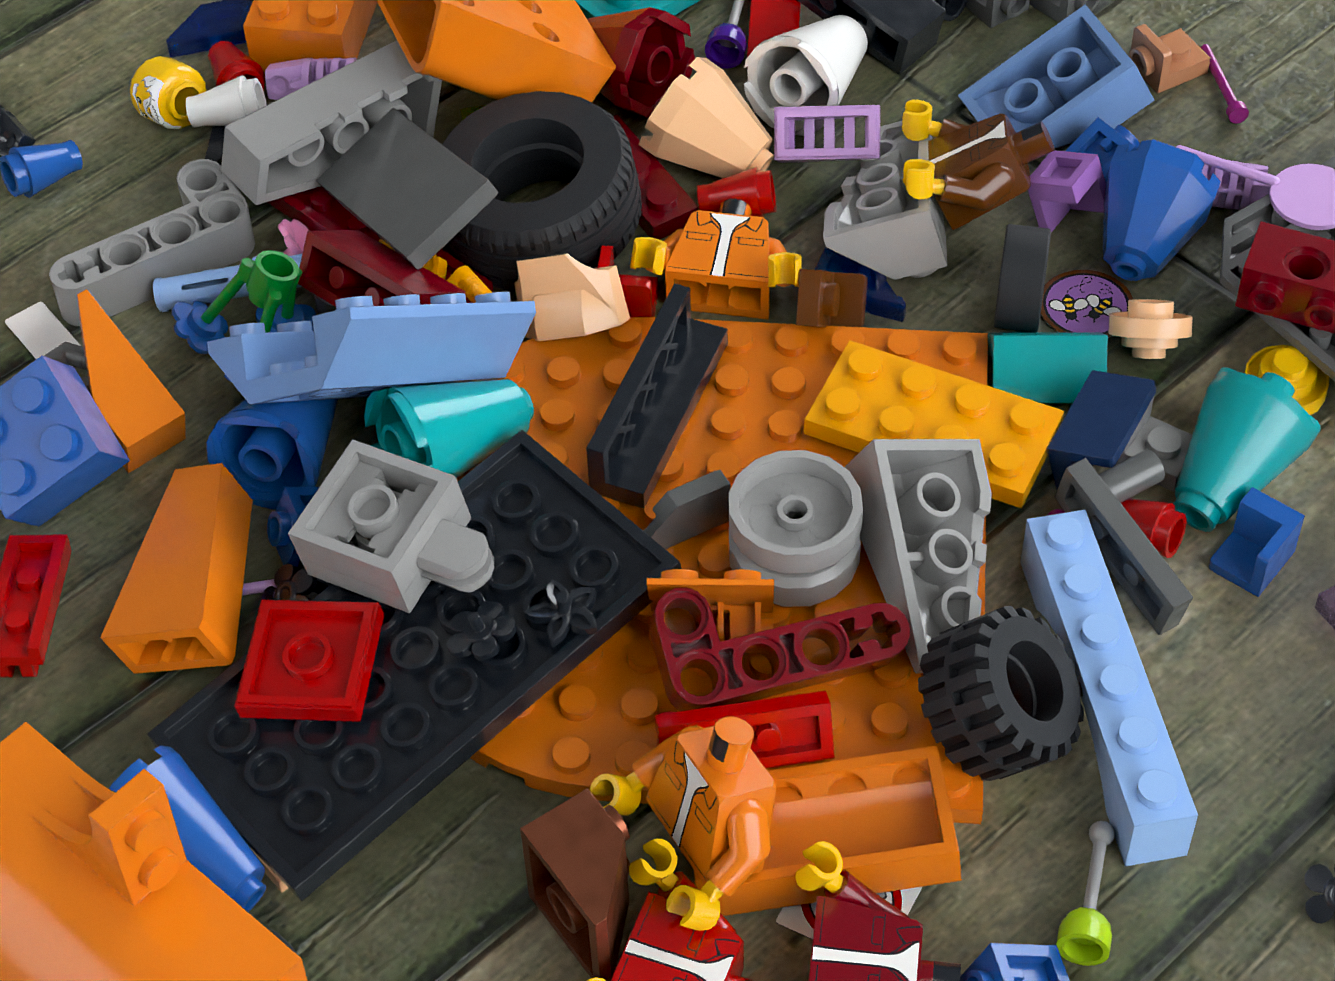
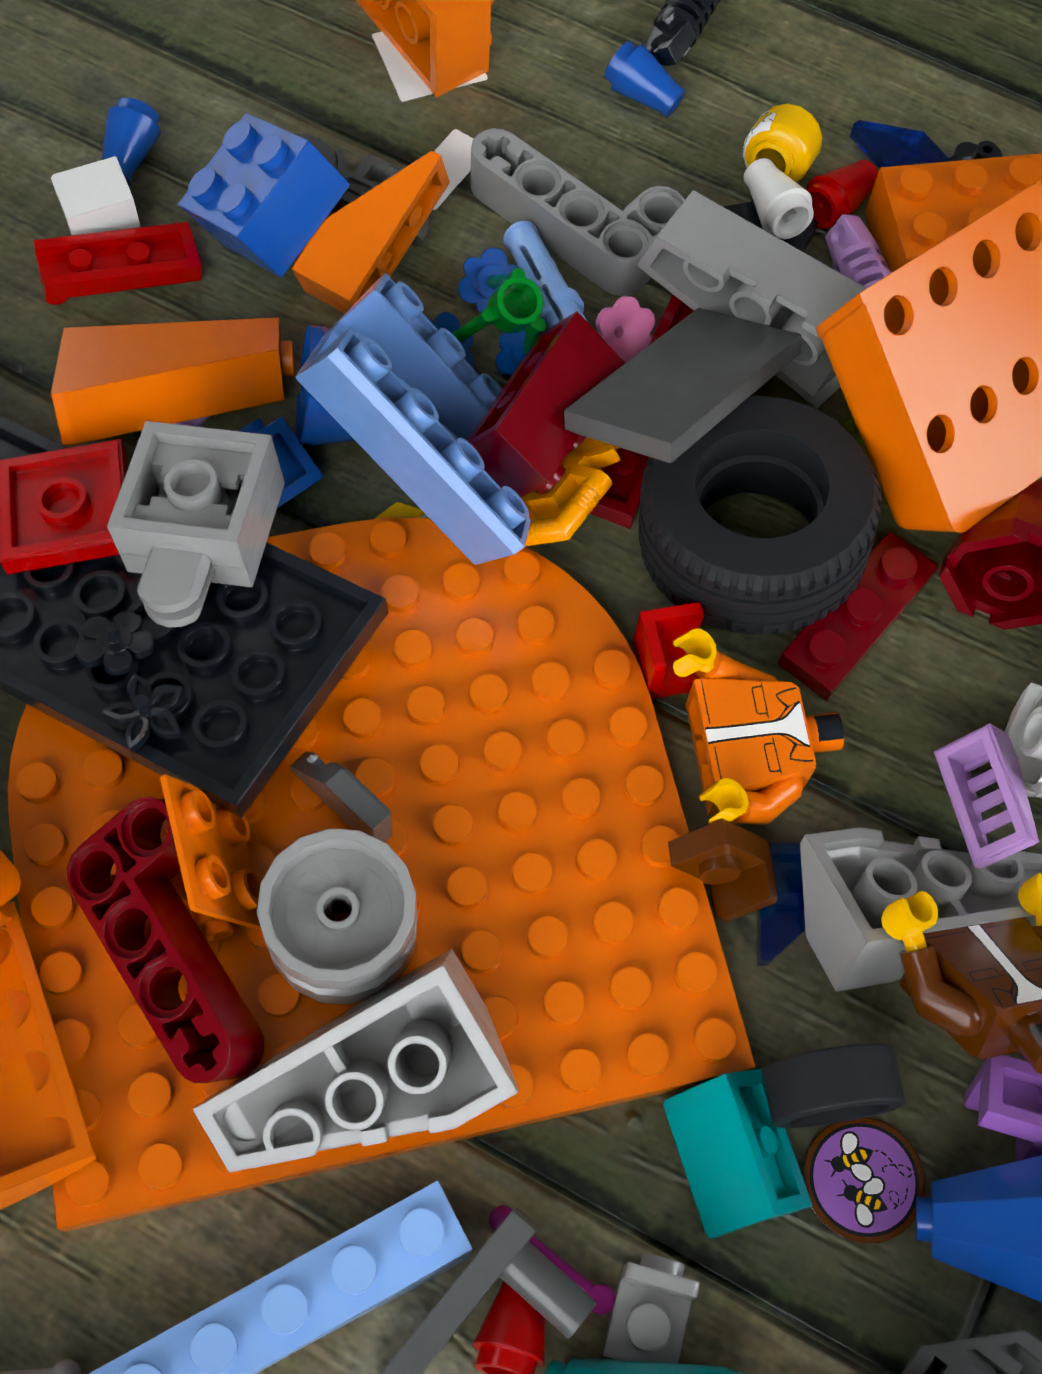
camera: 65 degrees right, 15 degrees up
(448, 423) = (377, 533): teal cone -> none
(570, 297) = (612, 600): light nougat slope -> none
(654, 402) = (500, 722): black fence -> none
(707, 125) = (942, 663): light nougat cone -> none
(750, 186) = (870, 736): red cone -> none
(784, 728) = (61, 943): red hinge -> none
(897, 398) = (575, 1040): light orange plate -> none
(1001, 694) = (156, 1258): black tyre -> none
(1100, 421) = (633, 1239): dark blue panel -> none
(1150, 327) = (830, 1268): light nougat plate -> none

